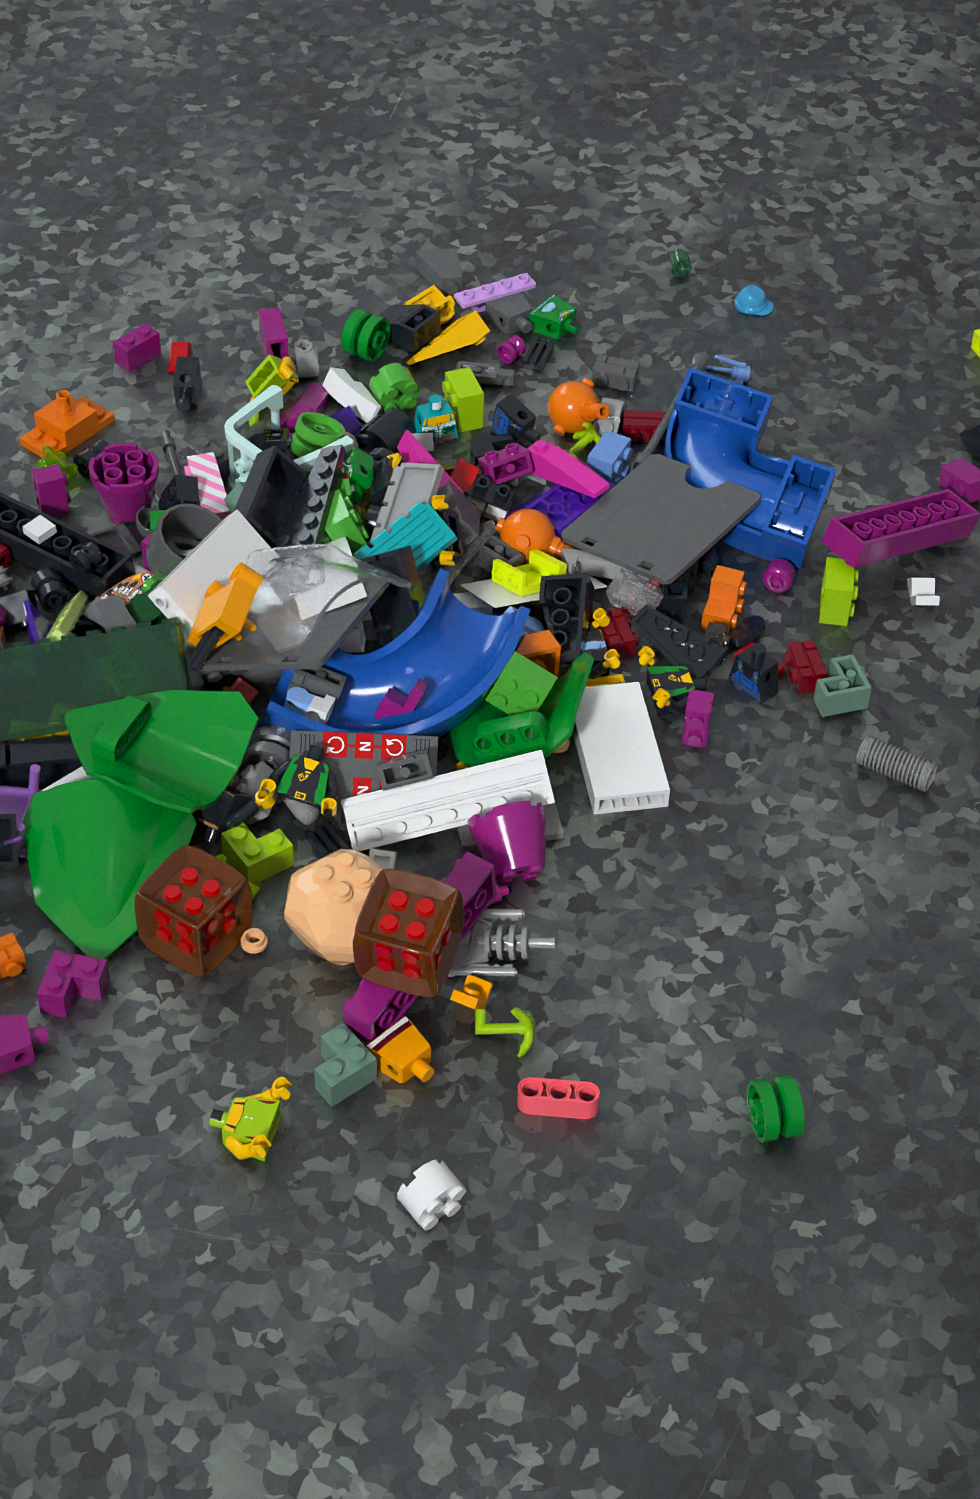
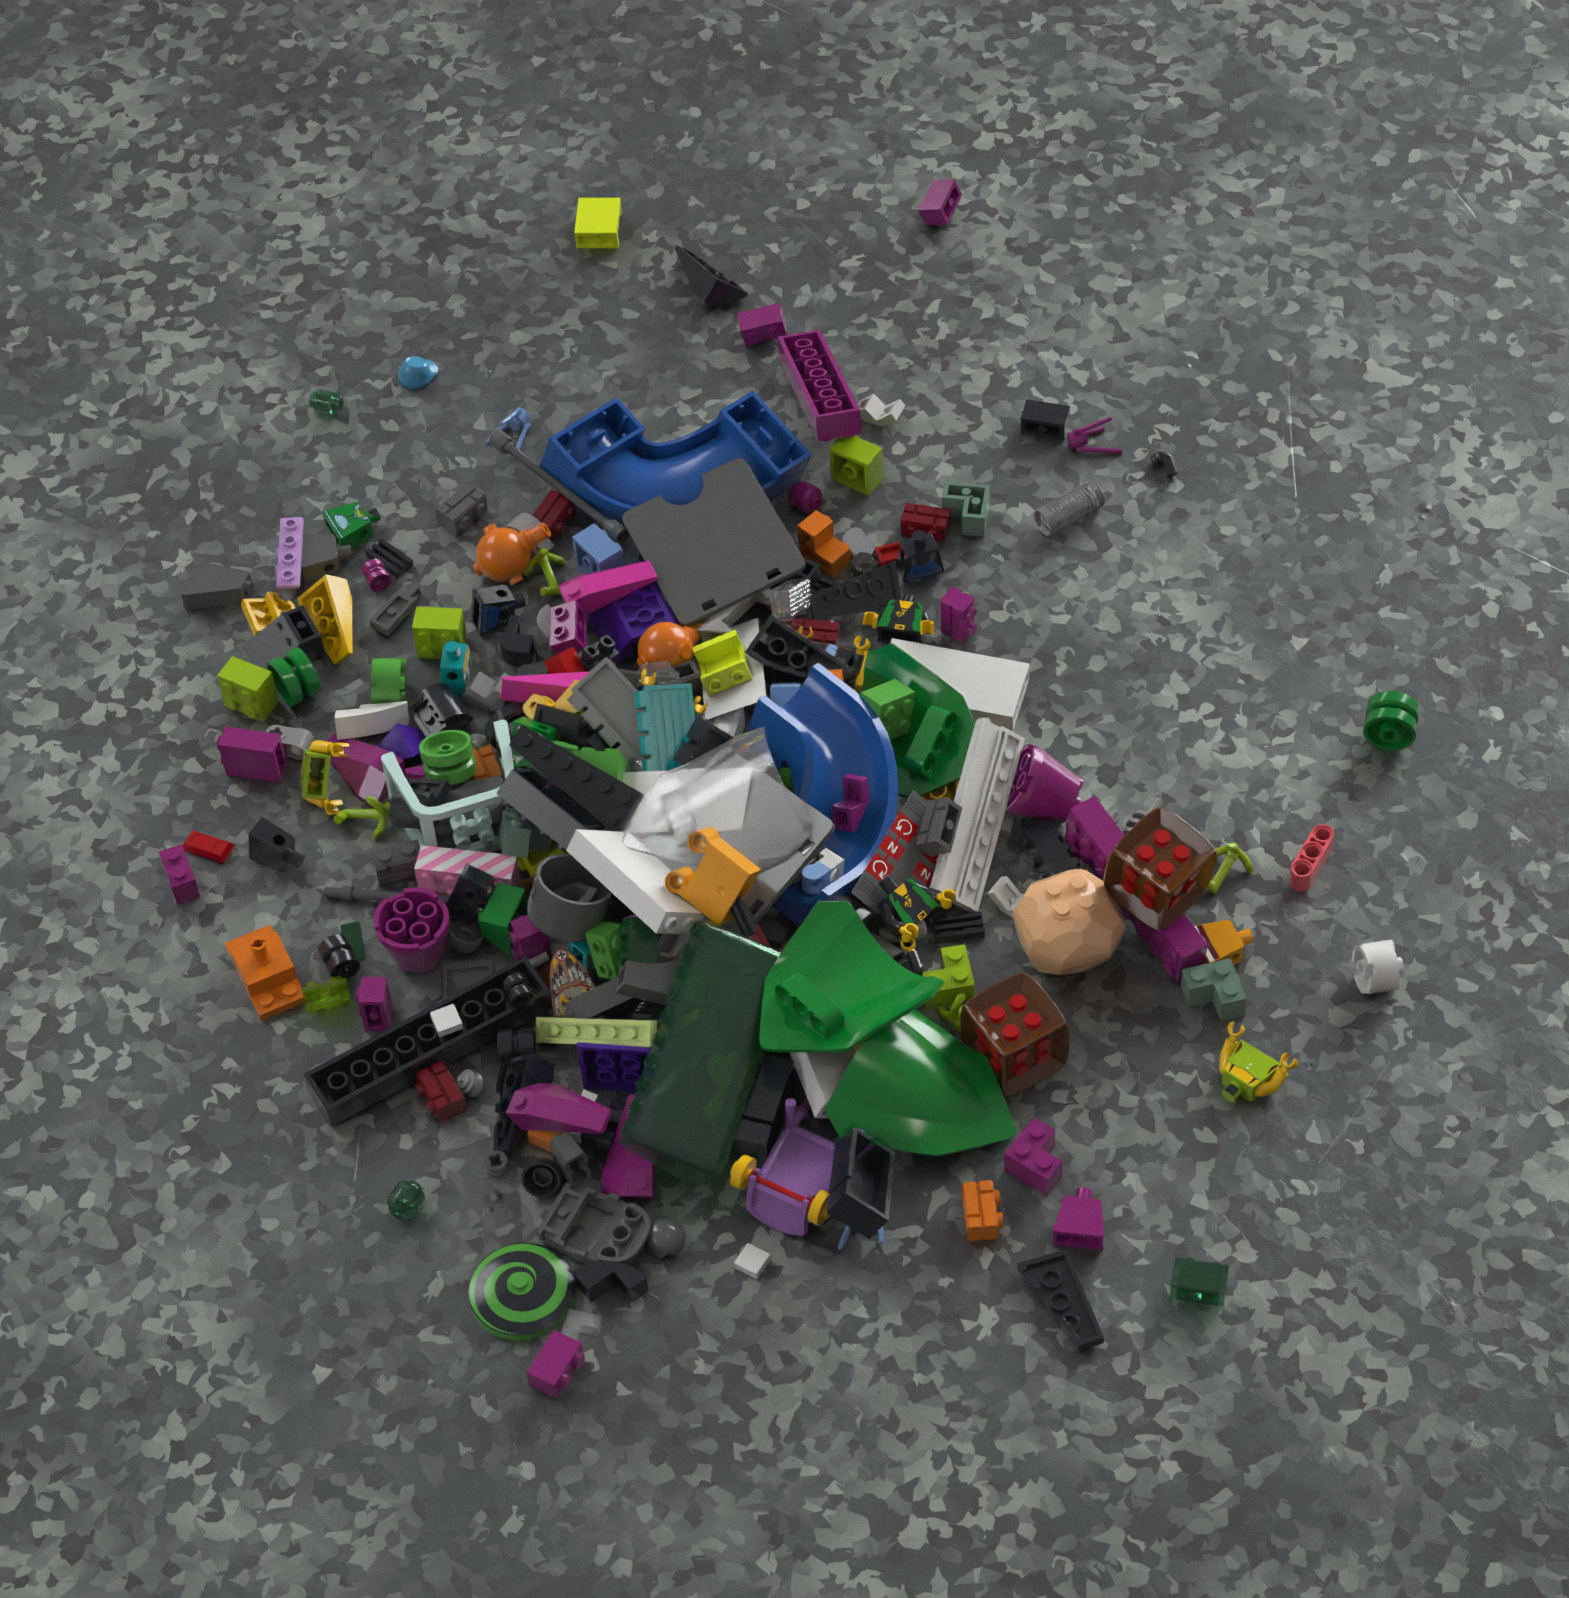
camera: 60 degrees left, 5 degrees up
(337, 308) = (248, 688): none -> lime brick

